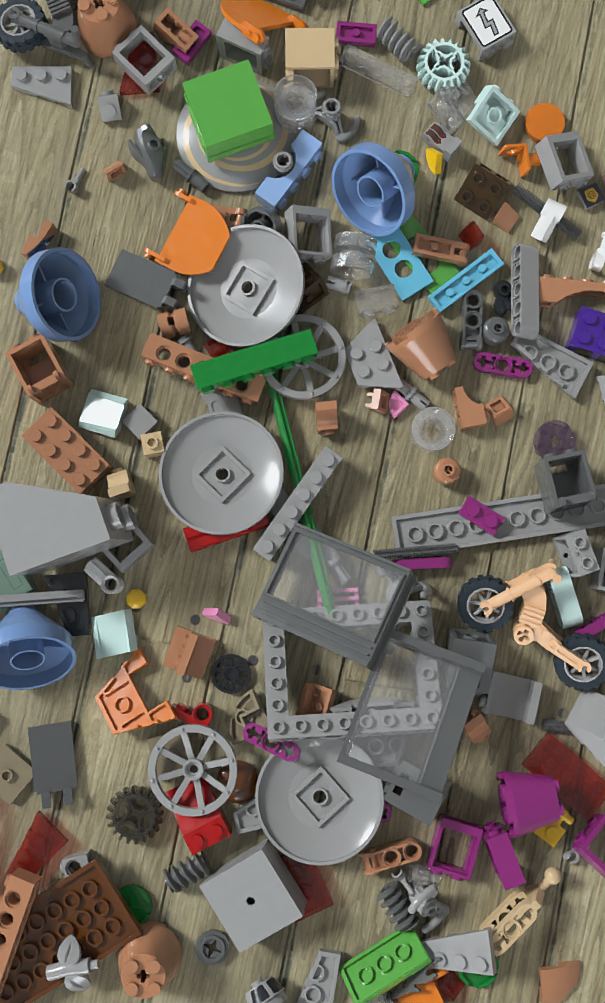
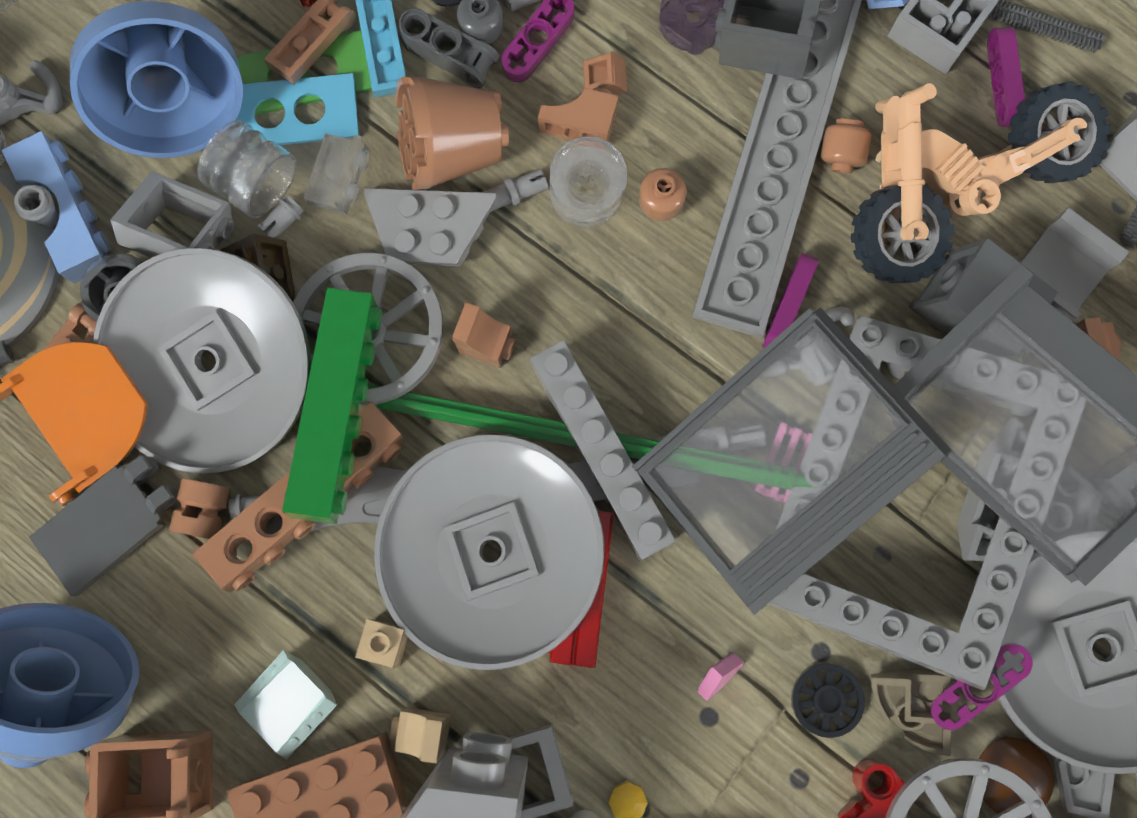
camera: 60 degrees left, 5 degrees down
(140, 421) = (332, 647): light grey piece -> none
(189, 652) = (761, 754): nougat bracket -> none
(216, 348) = (277, 461): clear red slope -> none
(315, 699) = (941, 581): nougat bracket -> none
(379, 402) = (499, 243): nougat tile -> none
(397, 404) = (517, 222): bright pink tile -> none
(416, 551) = (782, 265): dark grey axle -> none
(481, 515) = (759, 175): magenta plate -> none
(521, 553) = (846, 145): none -> nougat head
(565, 600) = (958, 116): light aqua beam -> none
(580, 554) = (873, 59): light grey window -> none

